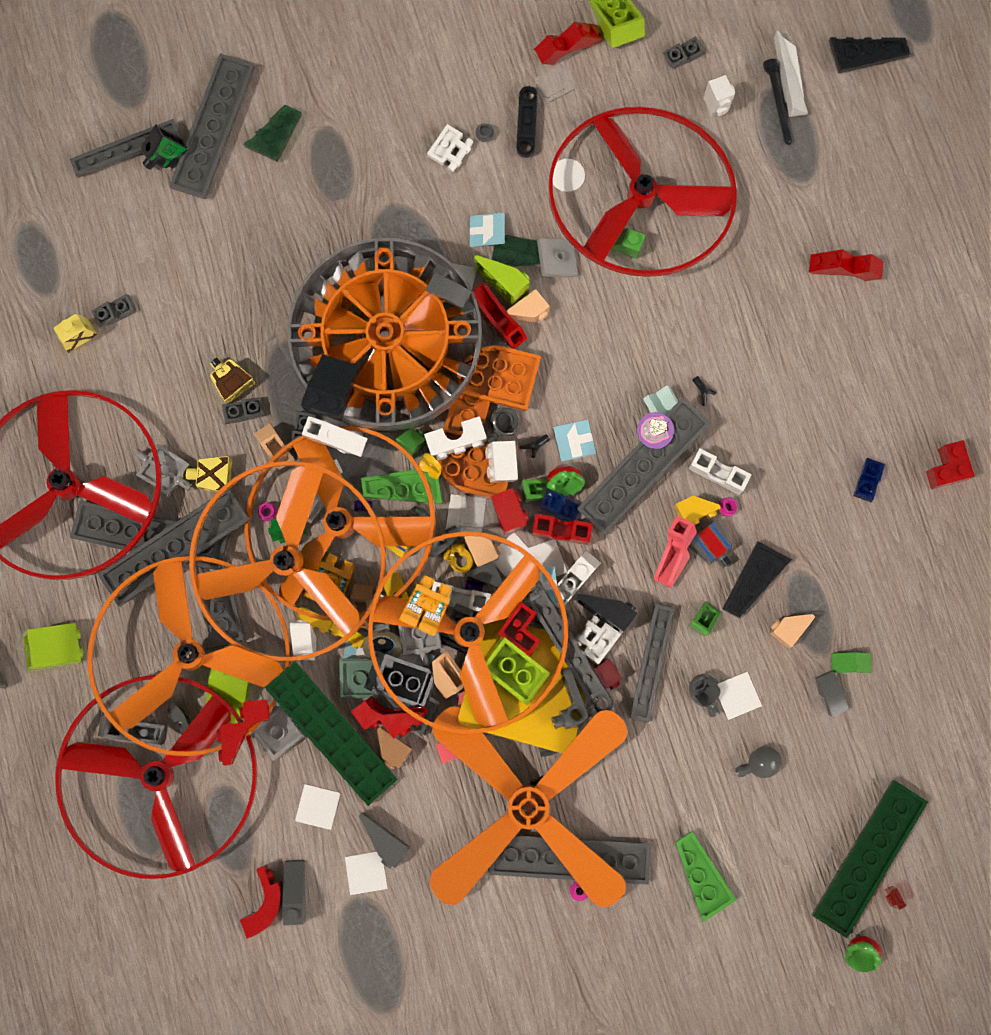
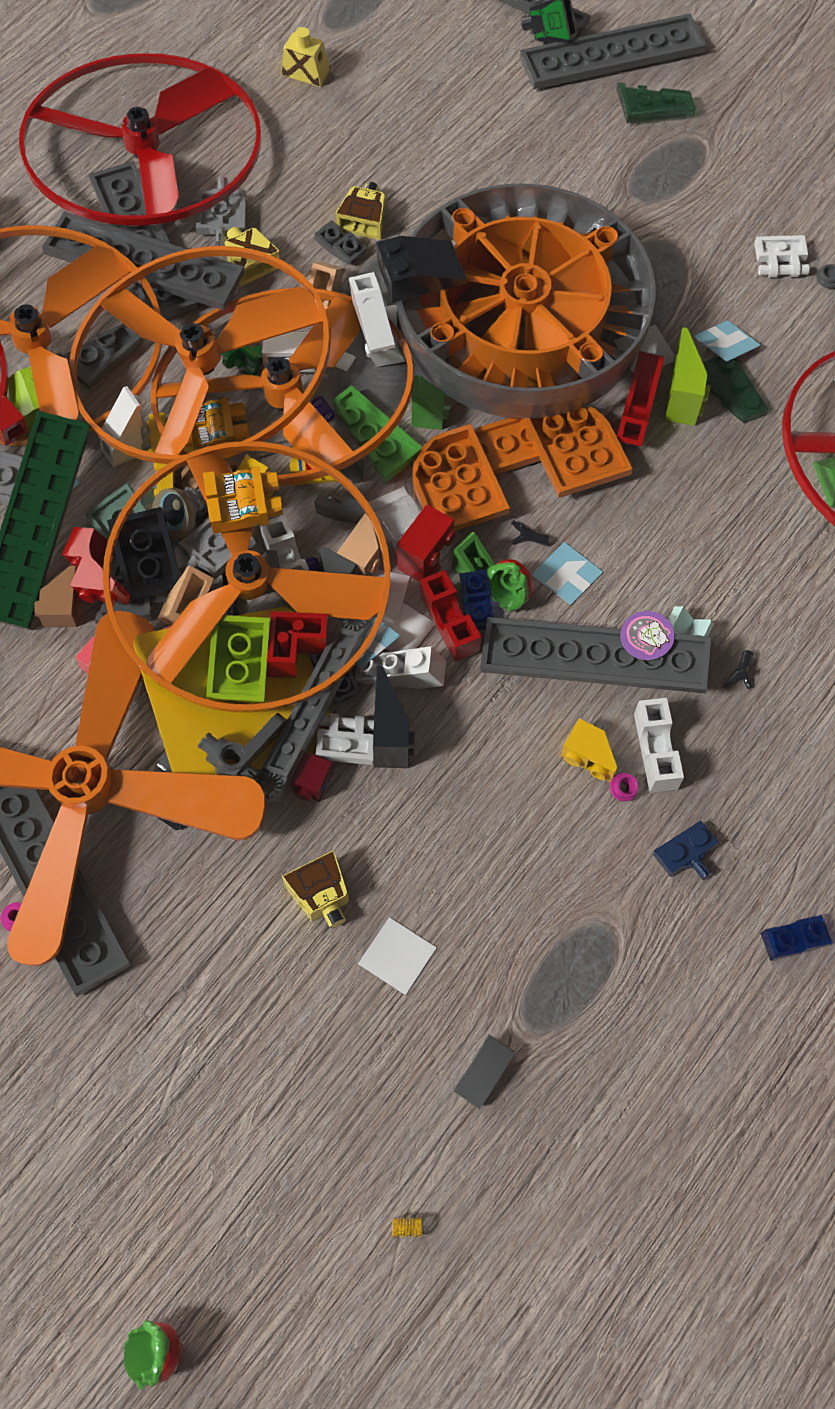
camera: 55 degrees right, 15 degrees down
(114, 311) = (352, 83): dark grey slope -> none
(430, 465) = (415, 435): yellow piece -> none
(448, 290) = (621, 308): dark grey slope -> none
(449, 556) = (328, 529): yellow piece -> none
(472, 436) = (481, 450): white arch -> none
(502, 461) = (476, 495): white brick -> none
(503, 422) = (524, 479): dark grey hair -> none
(530, 308) = (675, 430): light nougat slope -> none
(557, 258) = (756, 422): light grey plate -> none
(651, 663) = (362, 821): dark grey plate -> none
(676, 552) = (514, 759): coral arch -> none
(676, 713) = (319, 889): none -> torso
(704, 619) = (463, 848): bright green slope -> none
(704, 880) = (121, 1072): bright green wing -> none
(705, 692) = (370, 906): dark grey hair -> none
(712, 544) = (563, 796): torso -> none
(758, 572) = (567, 876): black wing -> none
(762, 763) = (329, 1041): dark grey hair -> none
(785, 500) = (687, 851): none -> dark blue plate
(790, 628) = (531, 961): light nougat slope -> none
(851, 662) = (544, 1073): bright green slope -> none
(869, 858) = (294, 1275): dark green plate -> none
(877, 791) = (417, 1226): none -> yellow piece
(894, 898) = (260, 1349): clear red plate -> none

